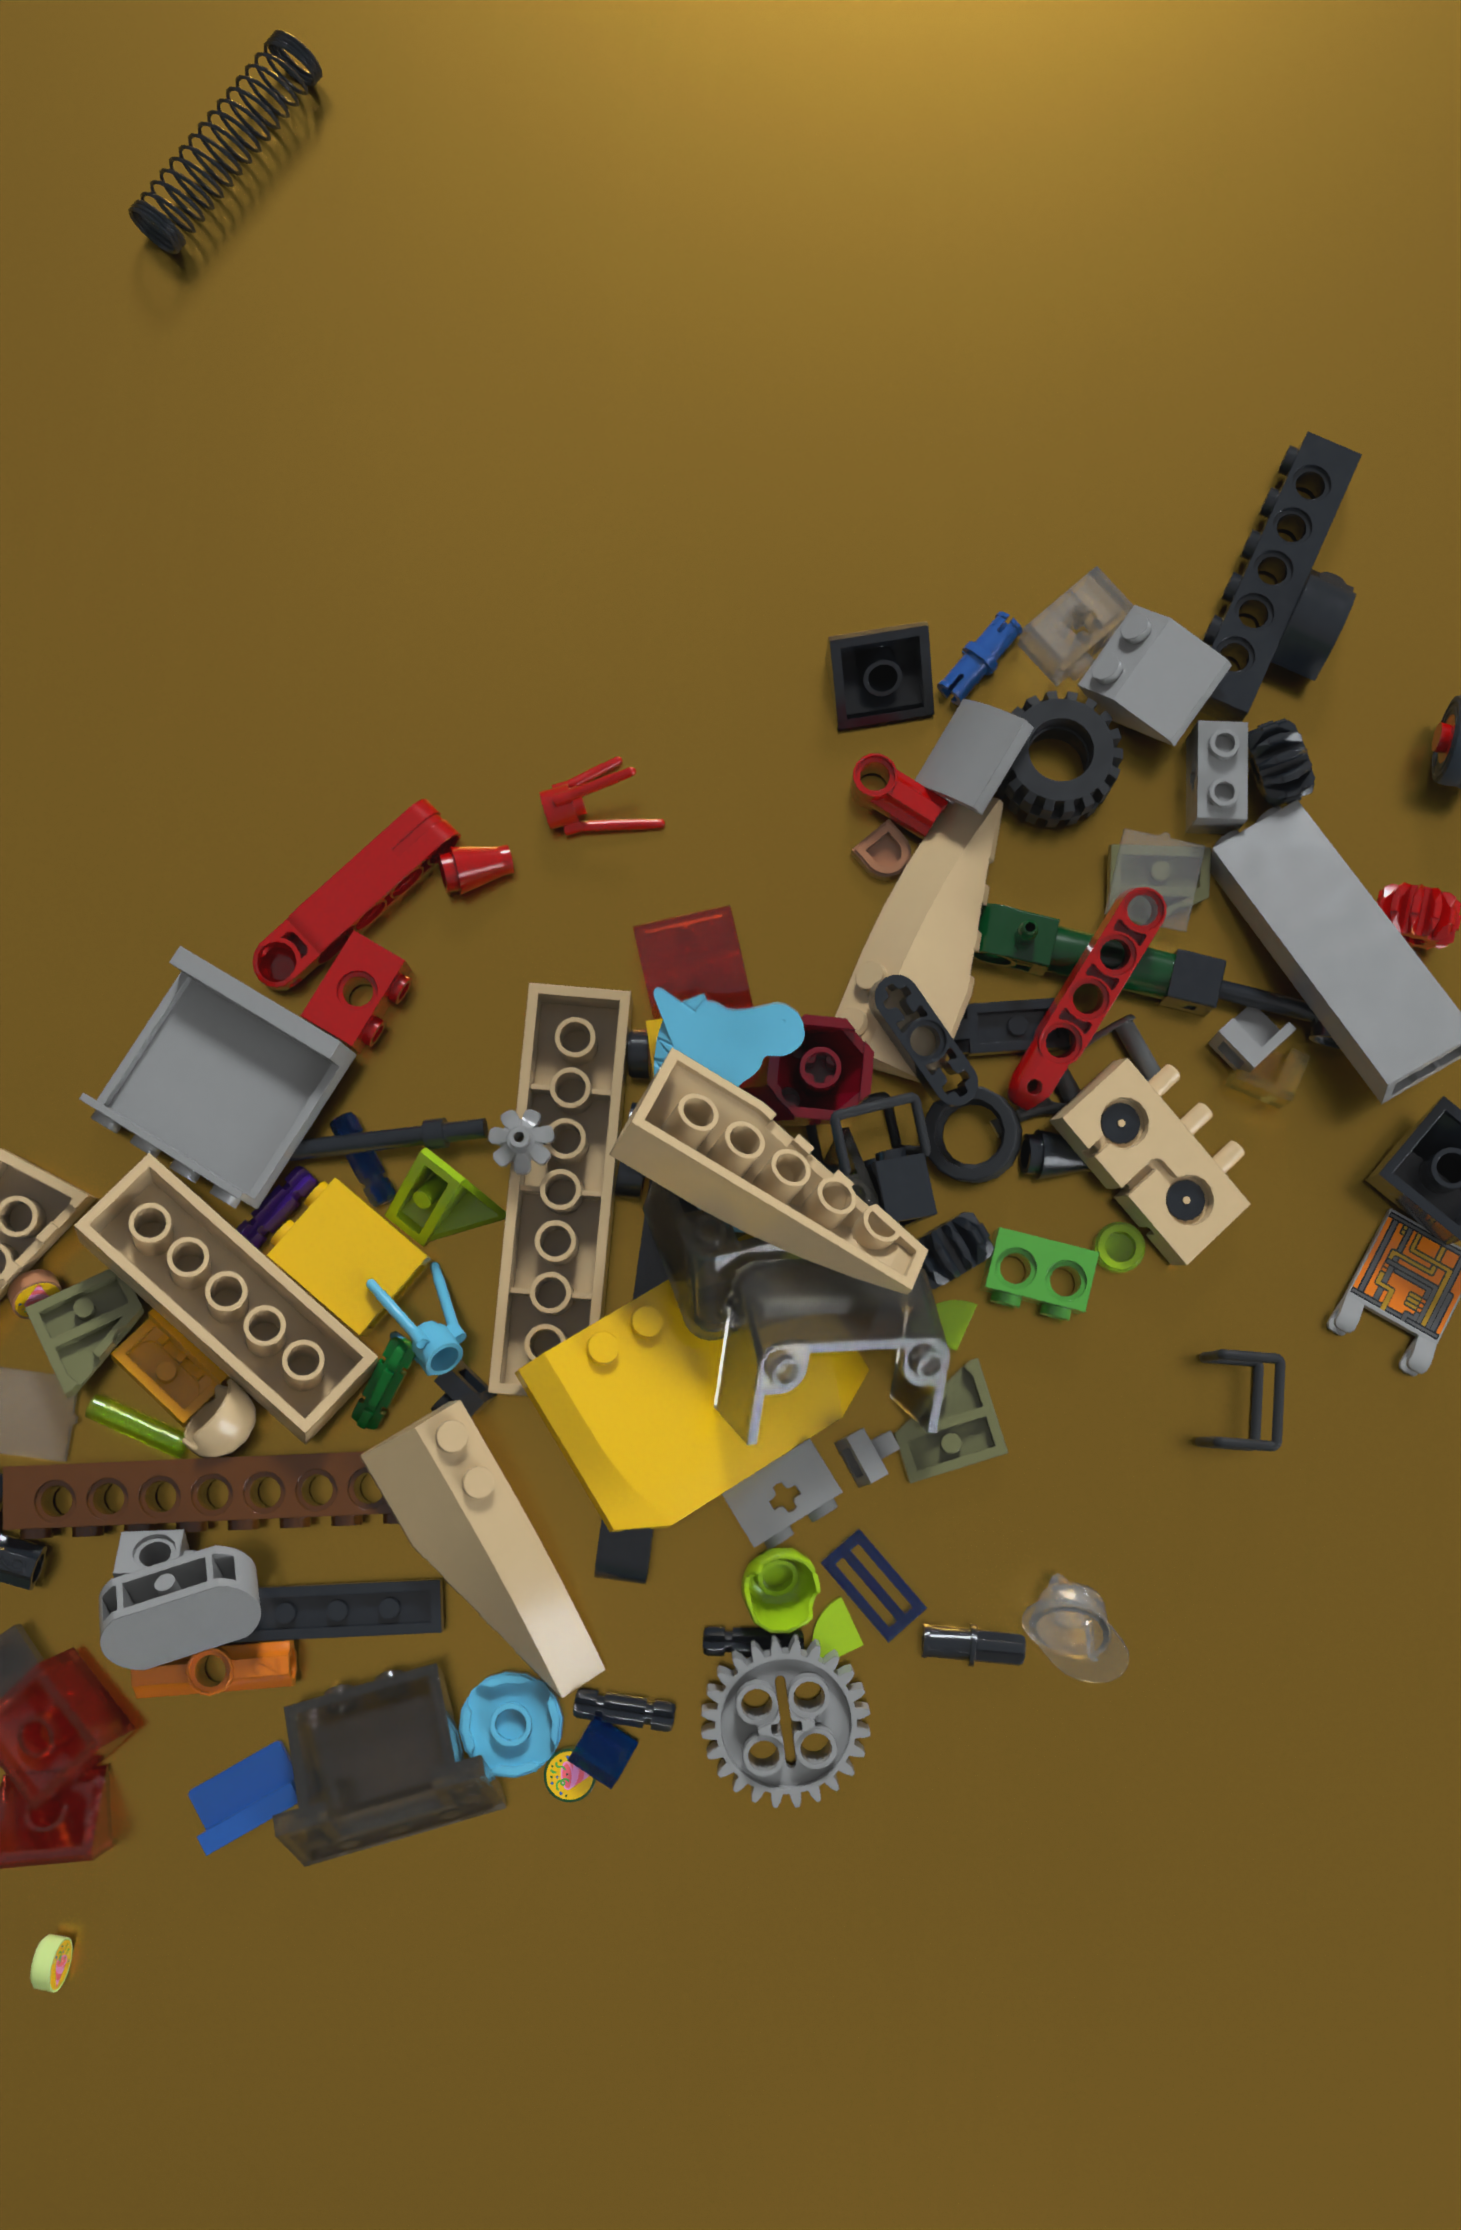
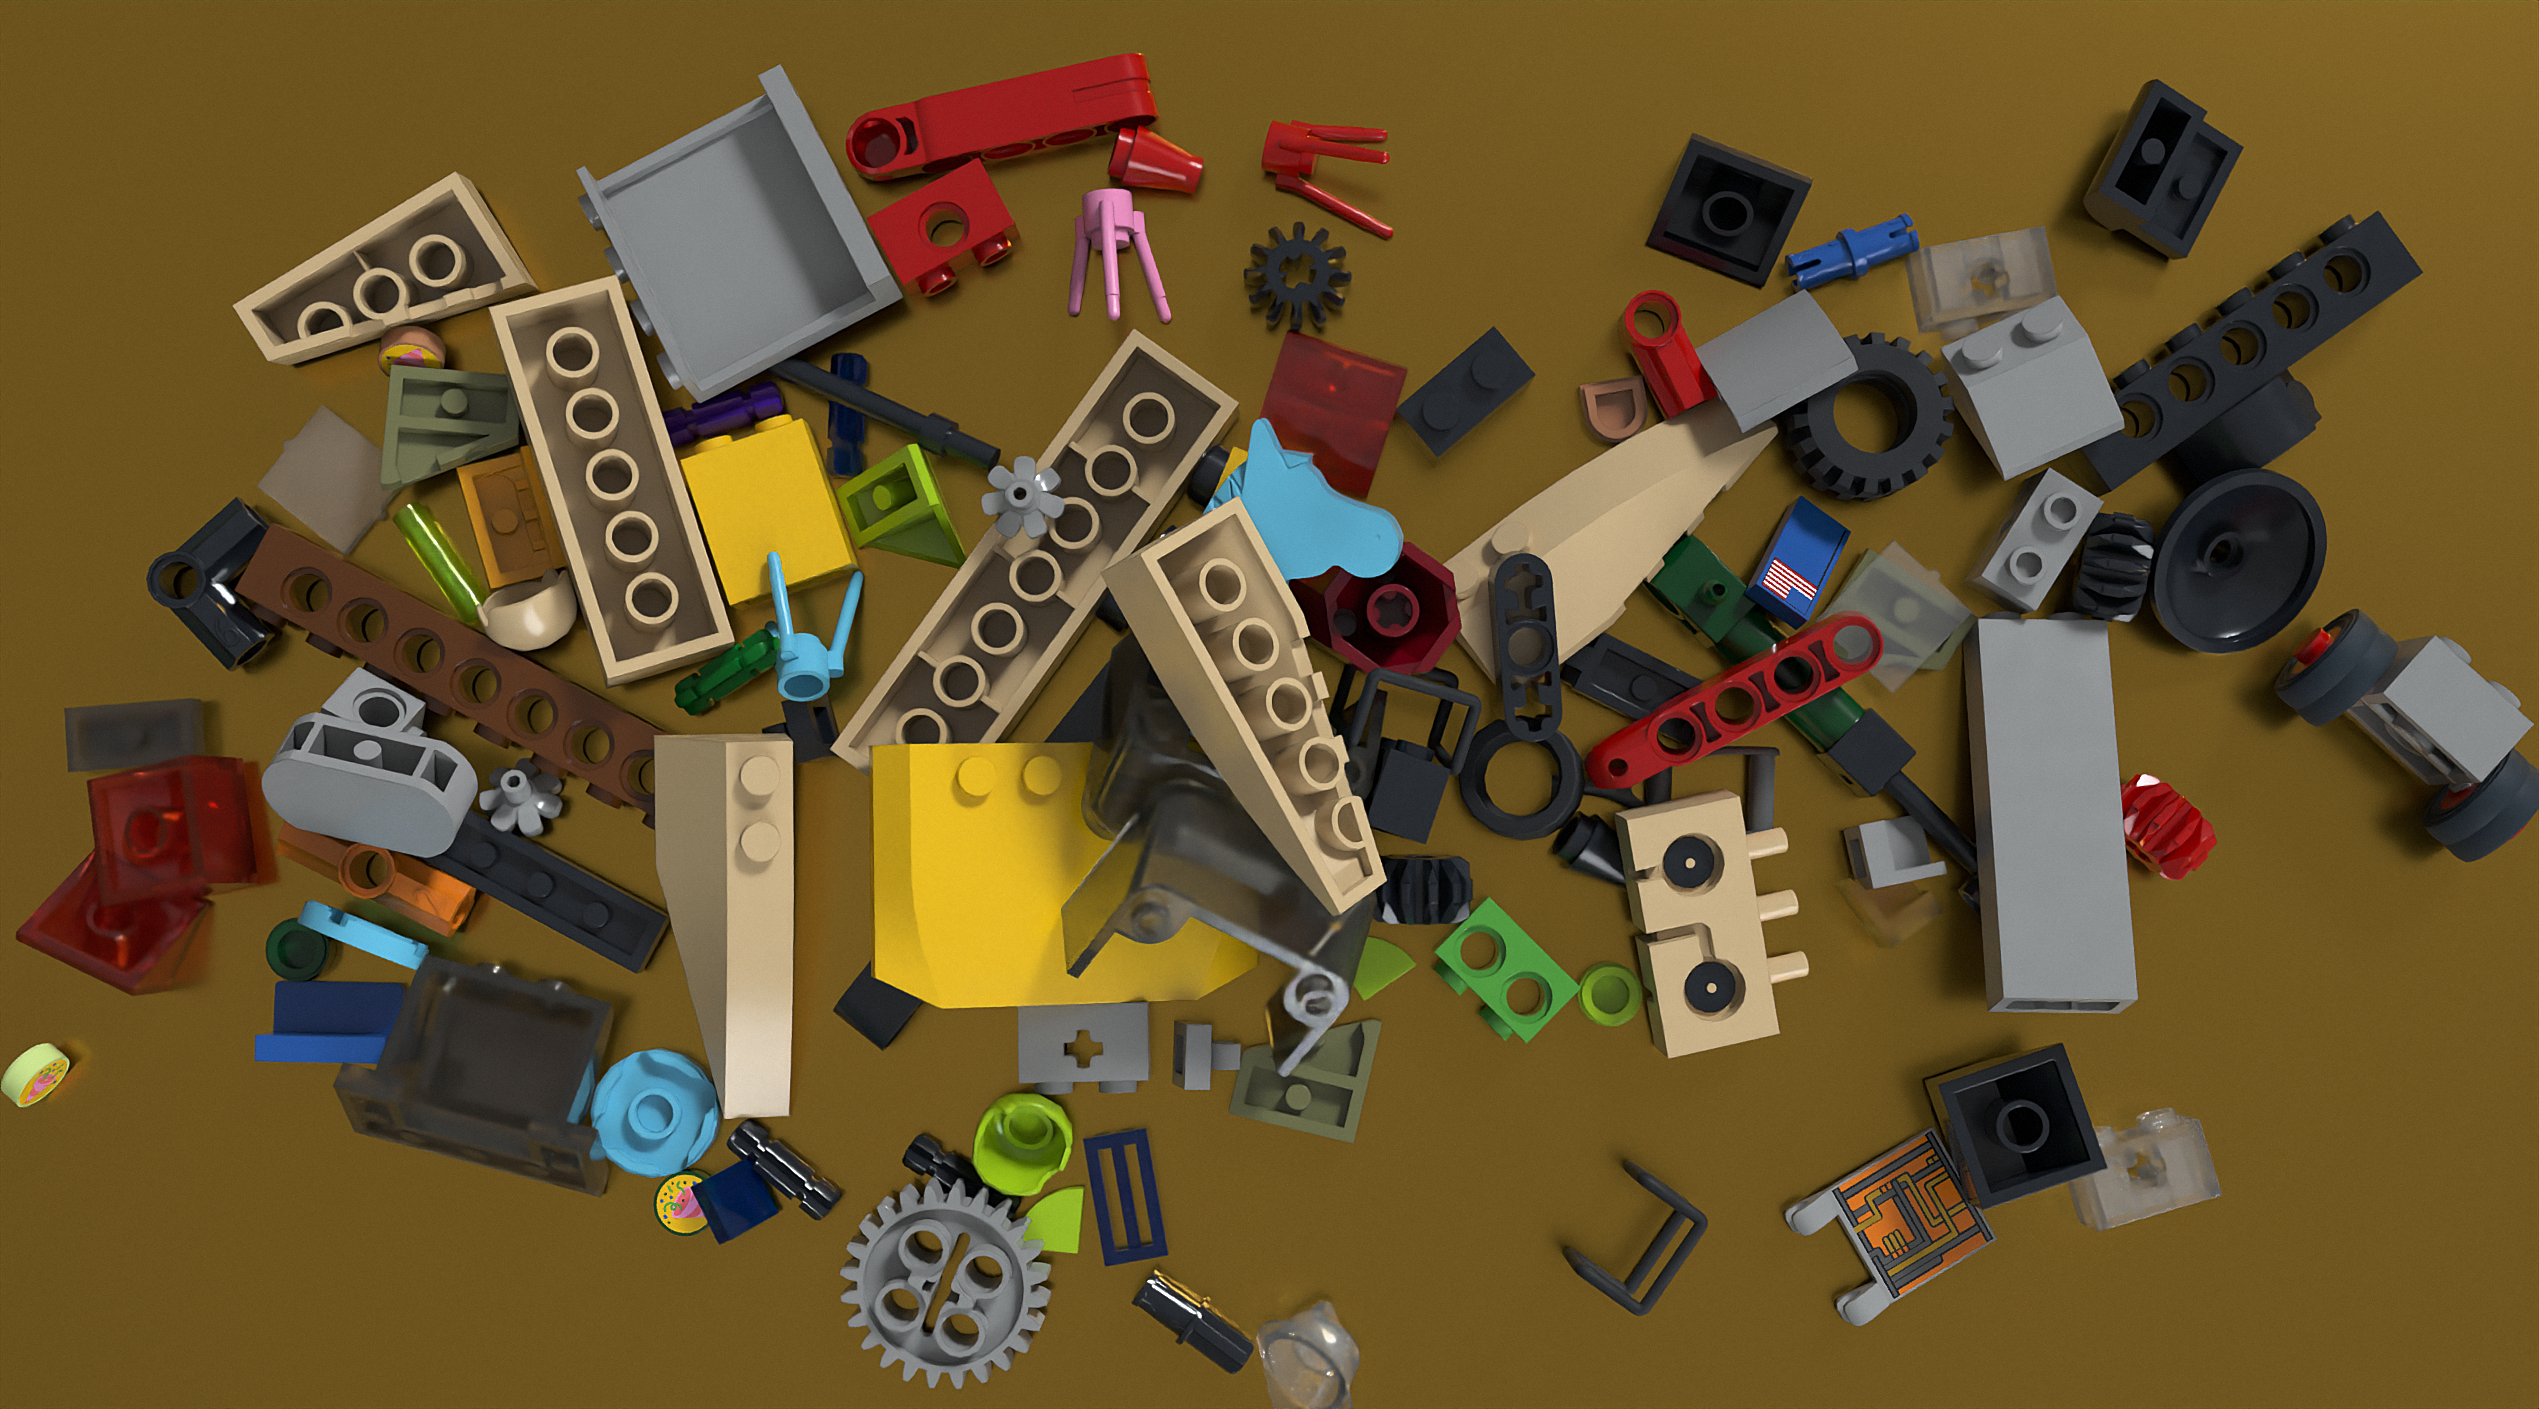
camera: 30 degrees right, 5 degrees up
(192, 1758) = (298, 951): none -> dark green tile
(232, 1718) = (362, 934): none -> medium azure tile
(288, 1557) = (521, 798): none -> light grey plant
(469, 925) = (1108, 223): none -> bright pink plant
(604, 876) = (1291, 256): none -> black gear
(778, 901) = (1463, 396): none -> black brick
(1069, 881) = (1798, 562): none -> blue tile
(1151, 487) = (2162, 171): none -> black brick
(1358, 711) = (2256, 576): none -> black dish

